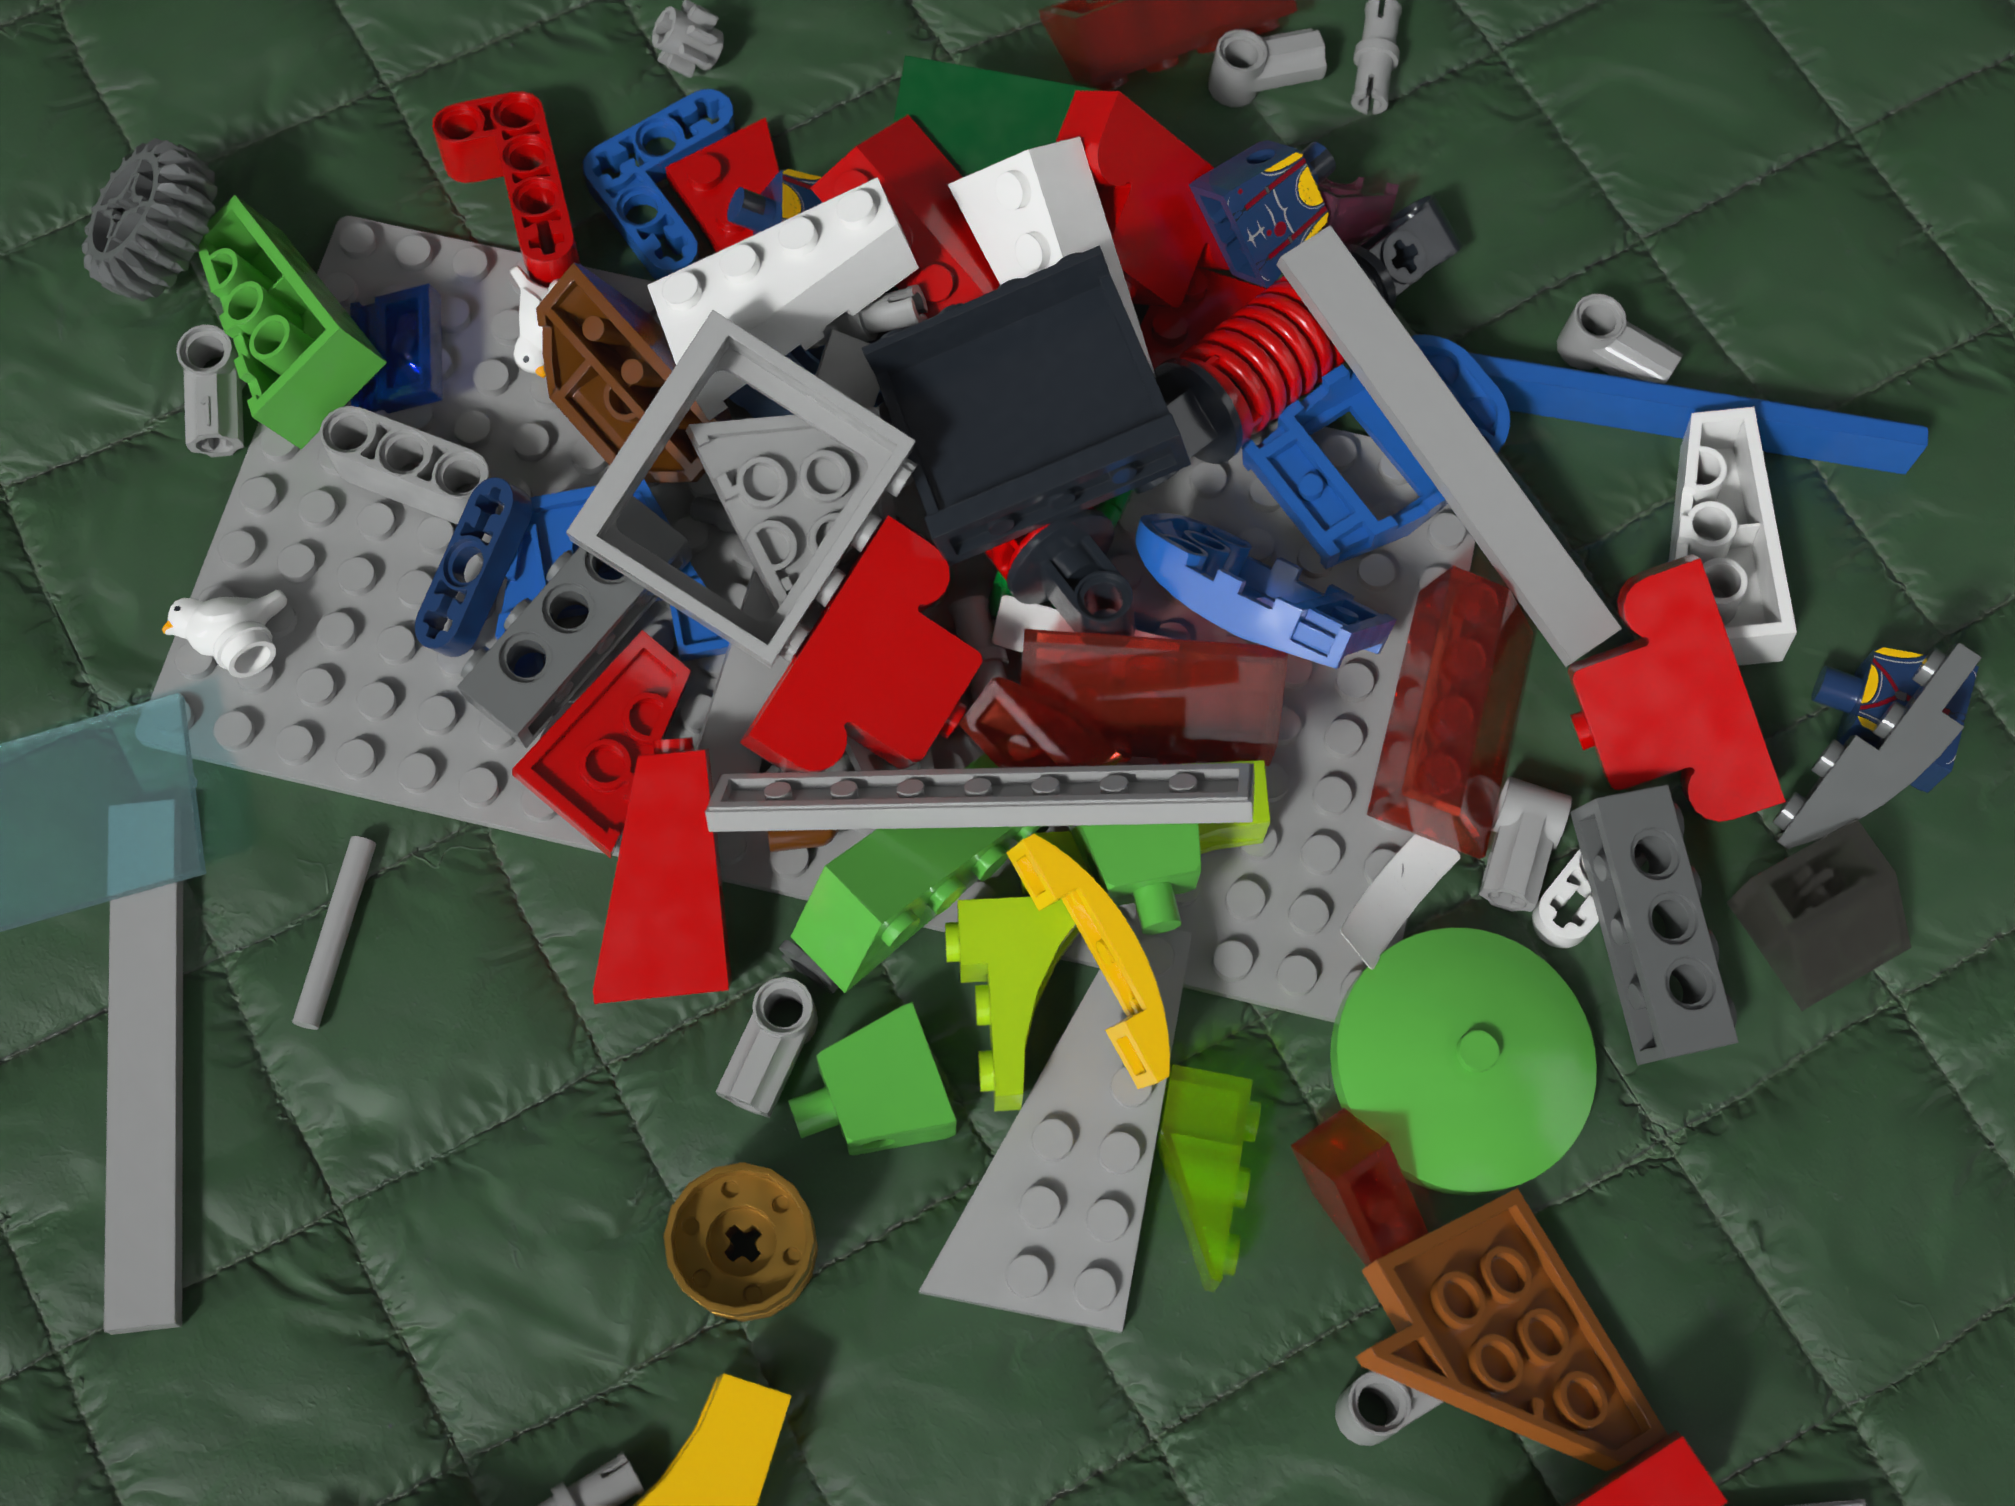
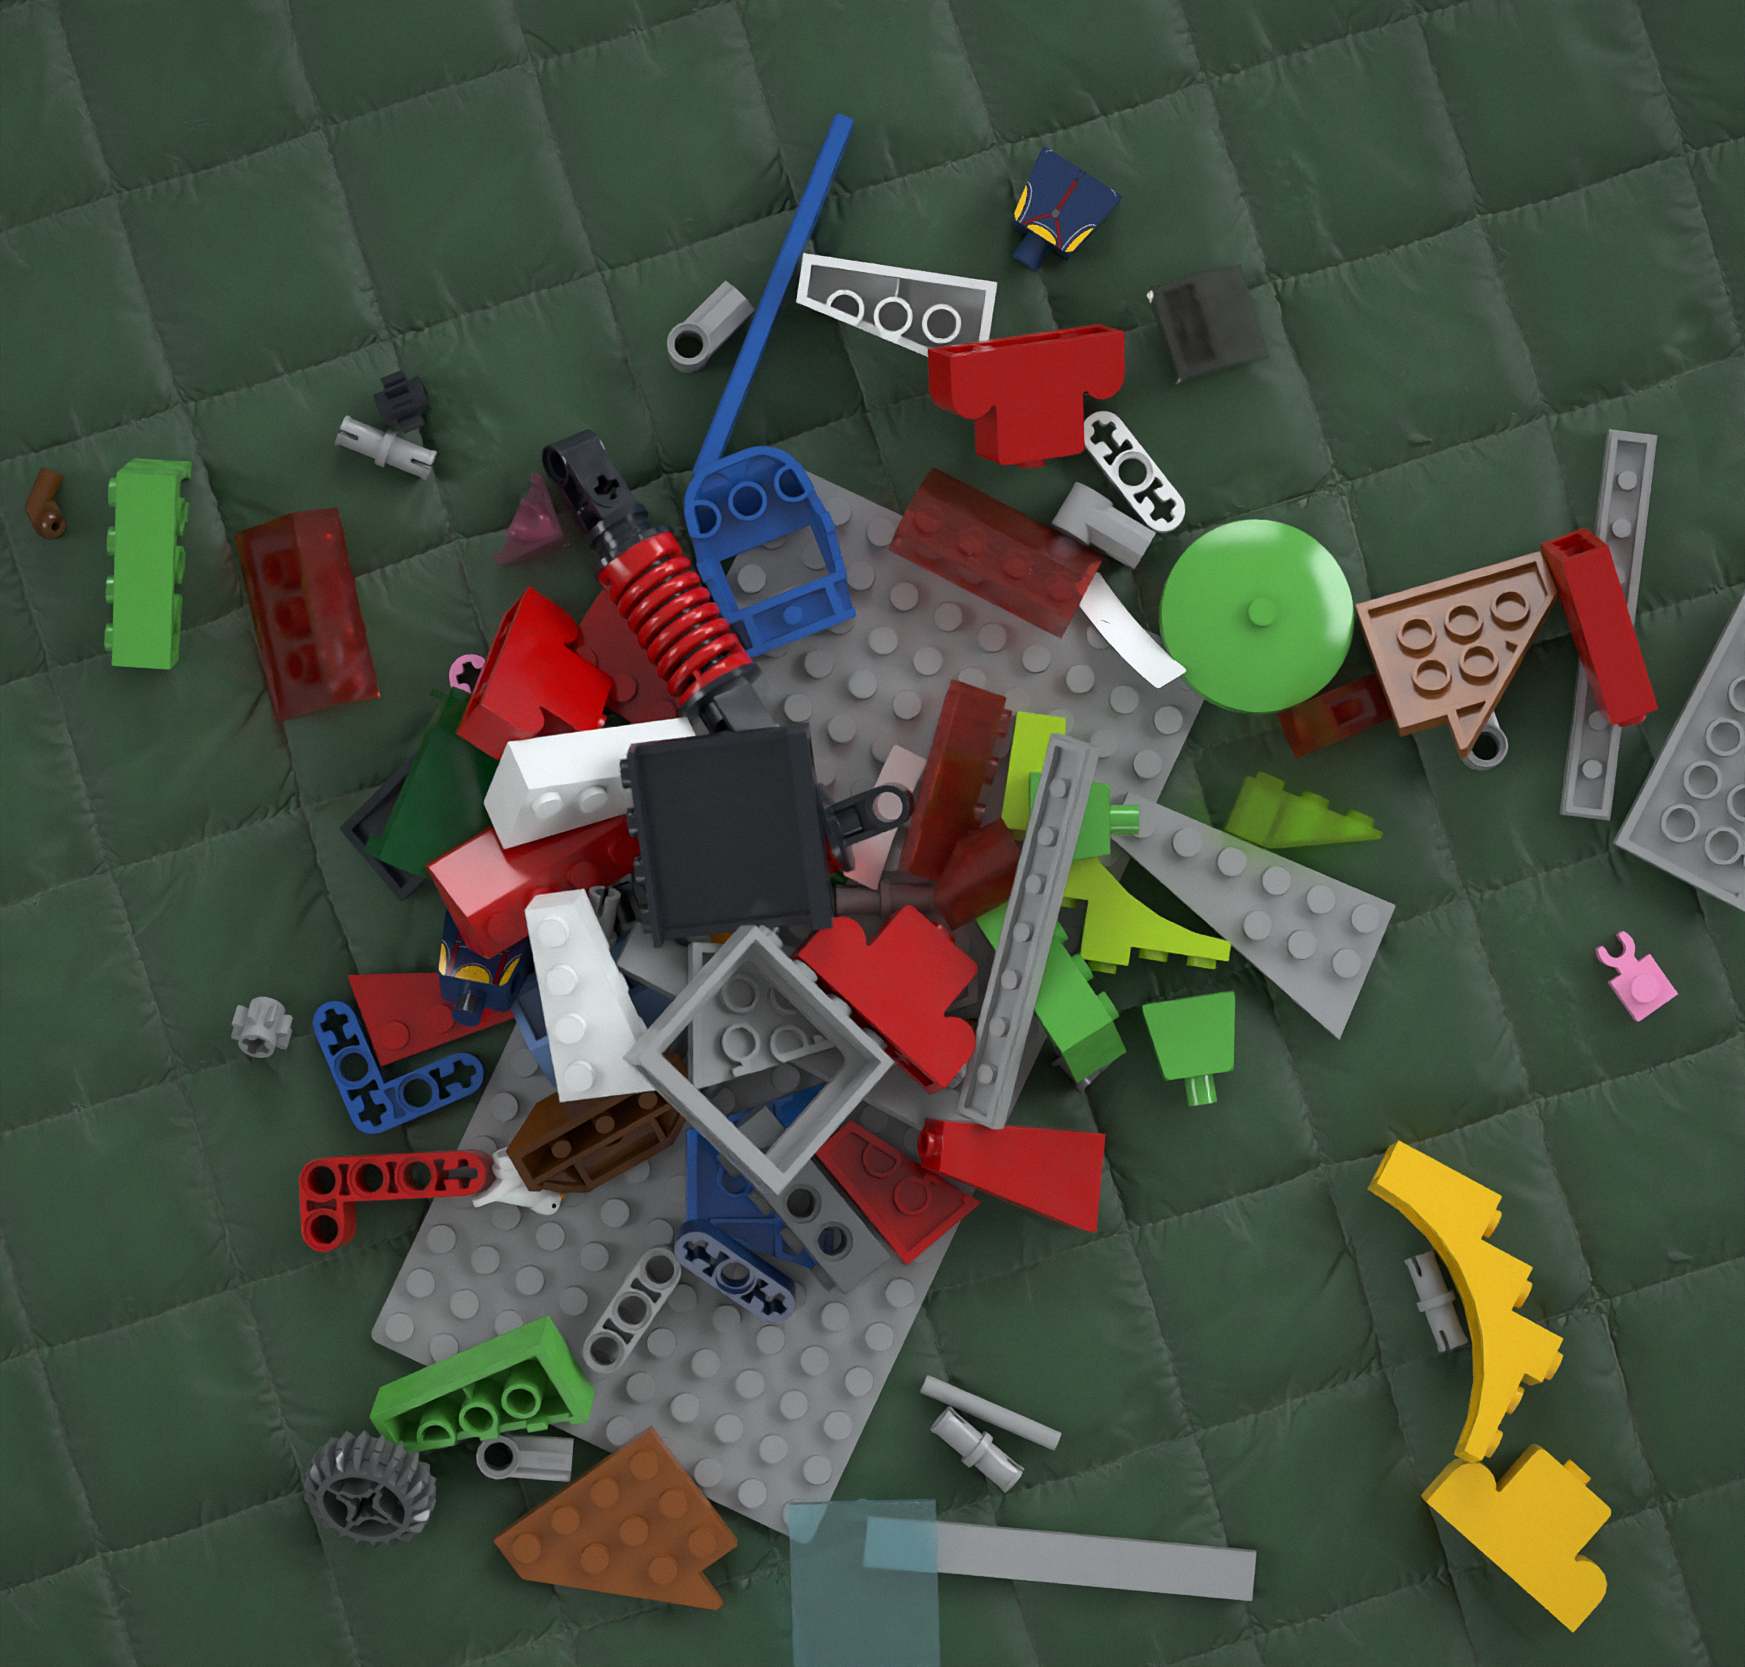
camera: 75 degrees left, 20 degrees up
(130, 524) = (625, 1530): none -> dark orange wing
(228, 629) = (745, 1463): white animal -> none
(281, 920) = (977, 1449): none -> light grey pin
(409, 338) = (517, 1297): clear blue plate -> none
(745, 1201) = (1316, 1161): pearl gold wheel -> none
(766, 1051) = (1150, 1114): light grey piece -> none
(1143, 1034) = (1200, 850): yellow slope -> none
(1253, 600) = (854, 713): blue slope -> none
(1255, 64) = (378, 539): light grey piece -> none
(1264, 205) = (548, 591): dark blue torso -> none
(1434, 57) = (403, 401): none -> black gear
(1448, 446) = (790, 506): light grey tile -> none
(1637, 953) = (1119, 467): dark grey brick -> none
(1864, 777) = (1113, 254): dark grey slope -> none

